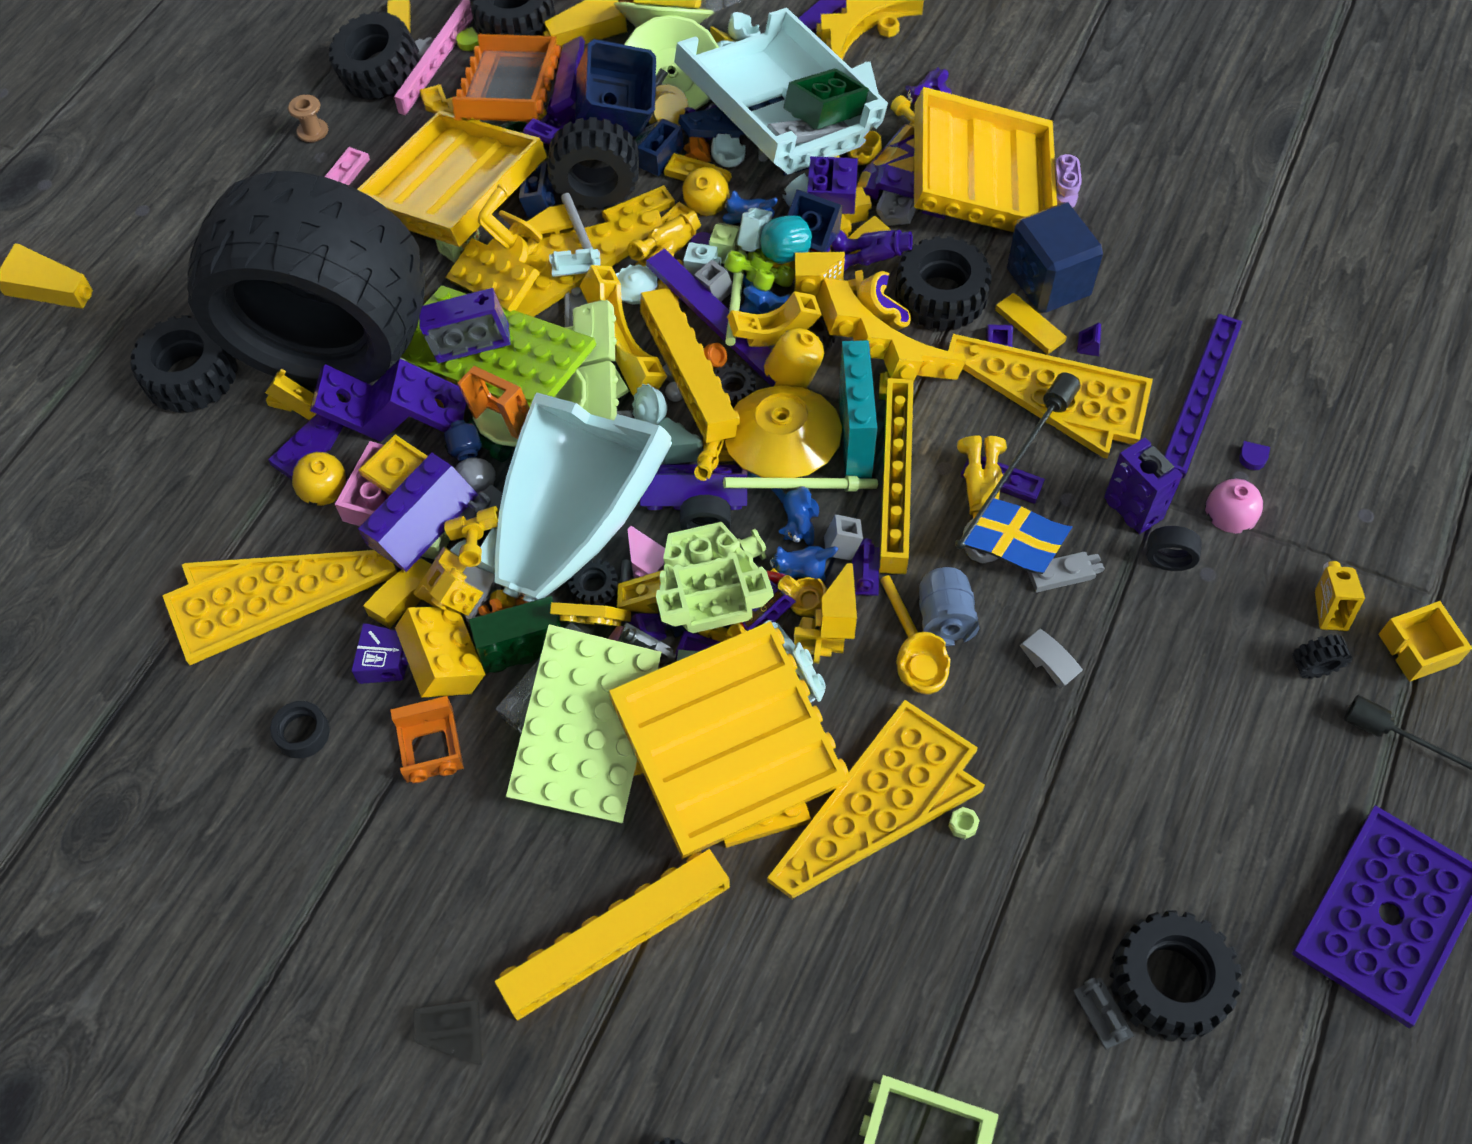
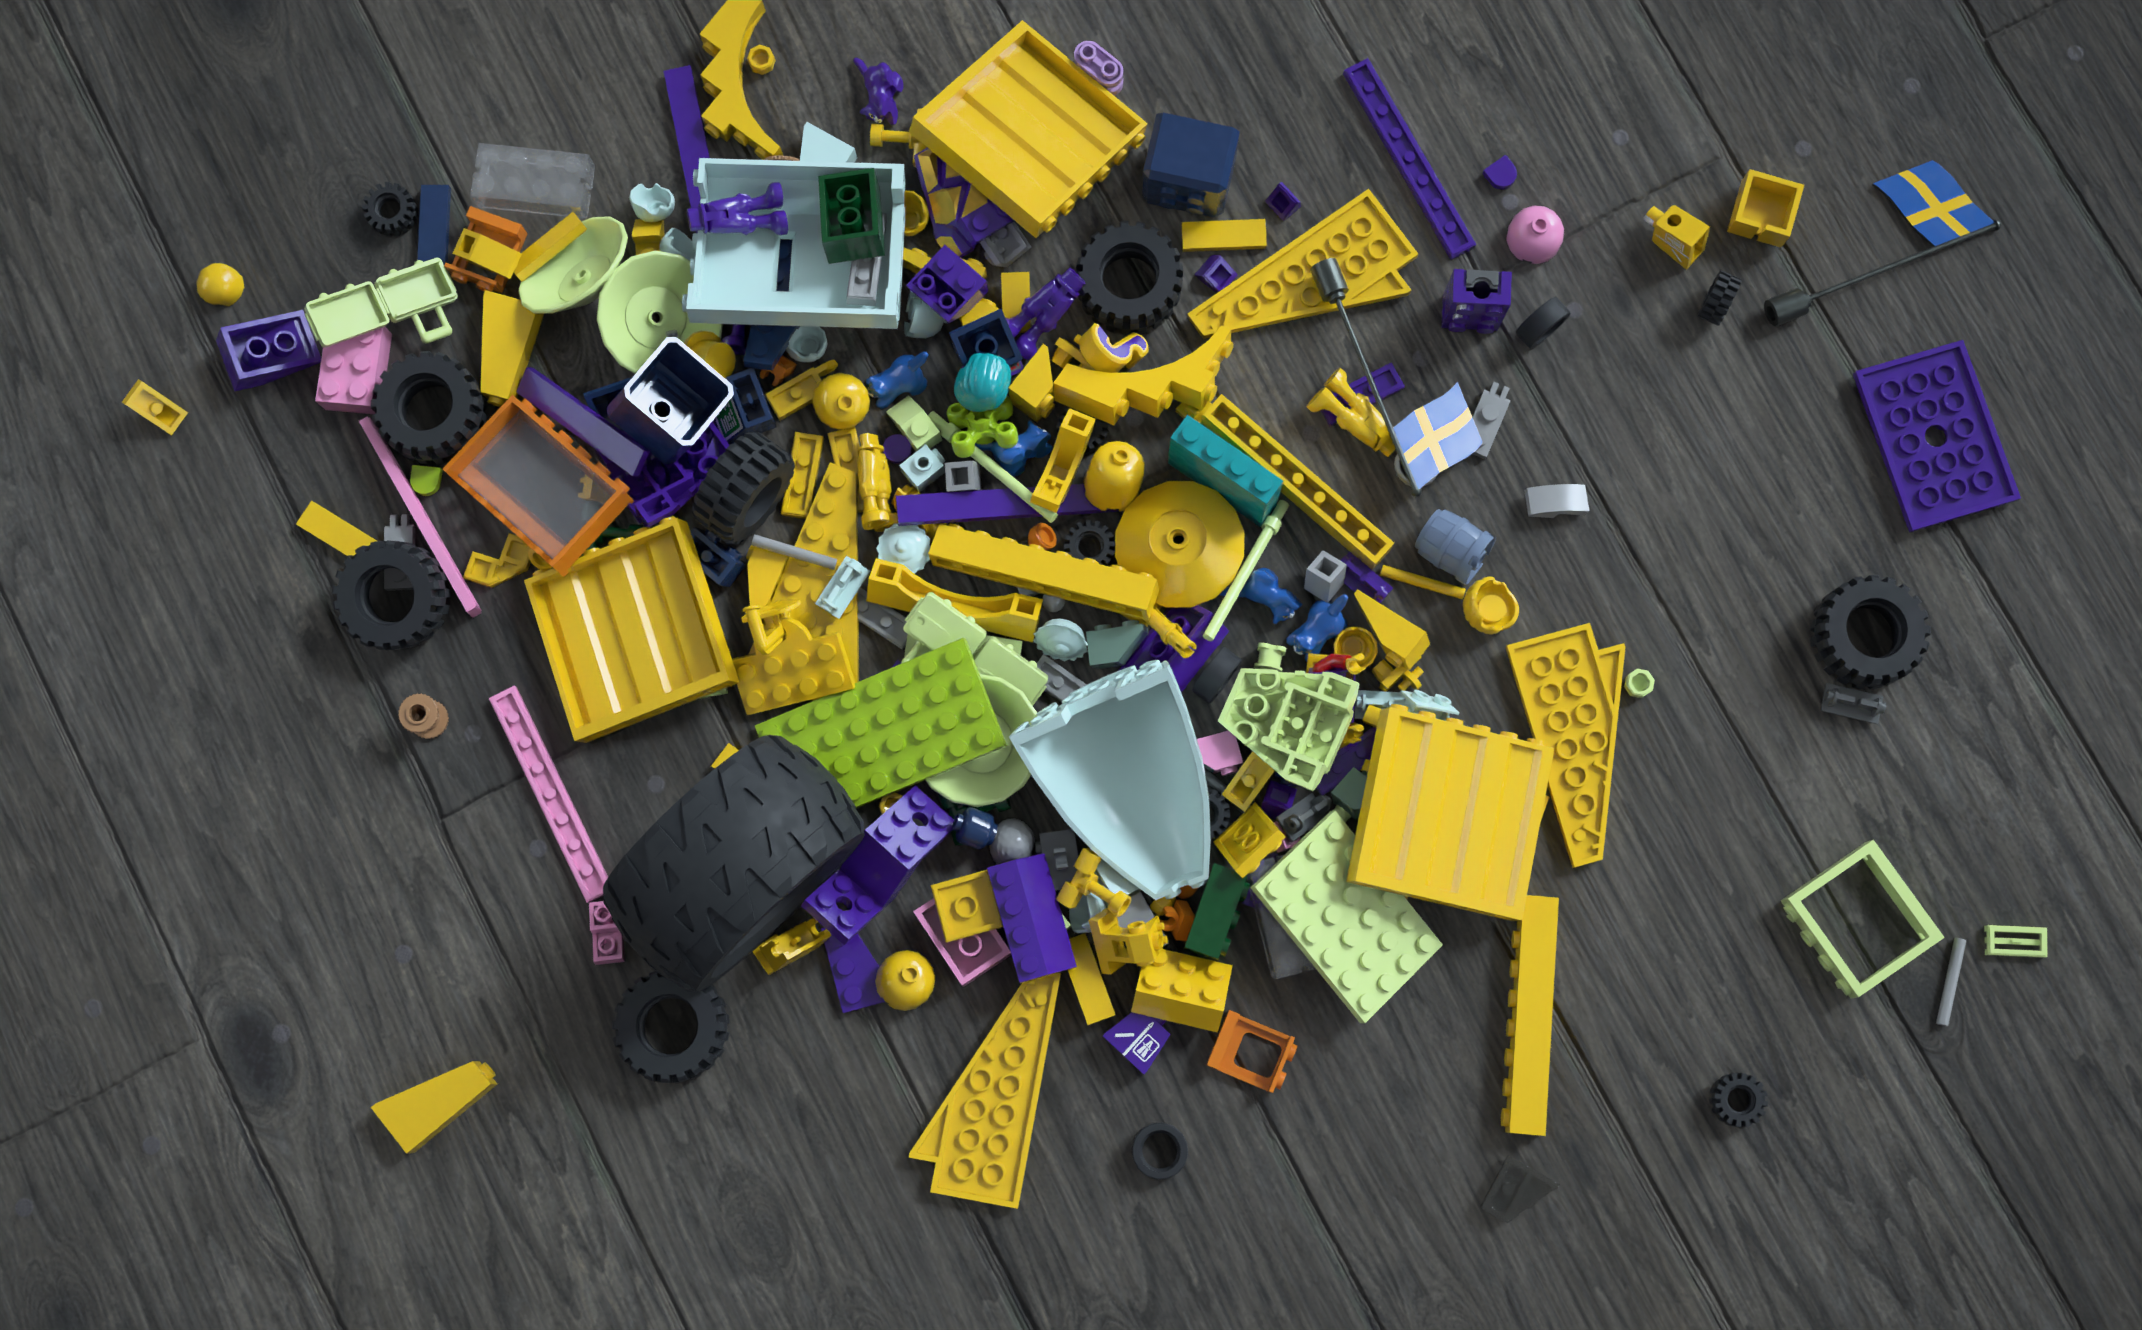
camera: 50 degrees left, 20 degrees up
(464, 325) = (861, 743): piece -> none
(510, 405) = (998, 760): orange window -> none
(751, 228) = (937, 396): light aqua brick -> none
(769, 49) = (732, 215): none -> dark purple piece

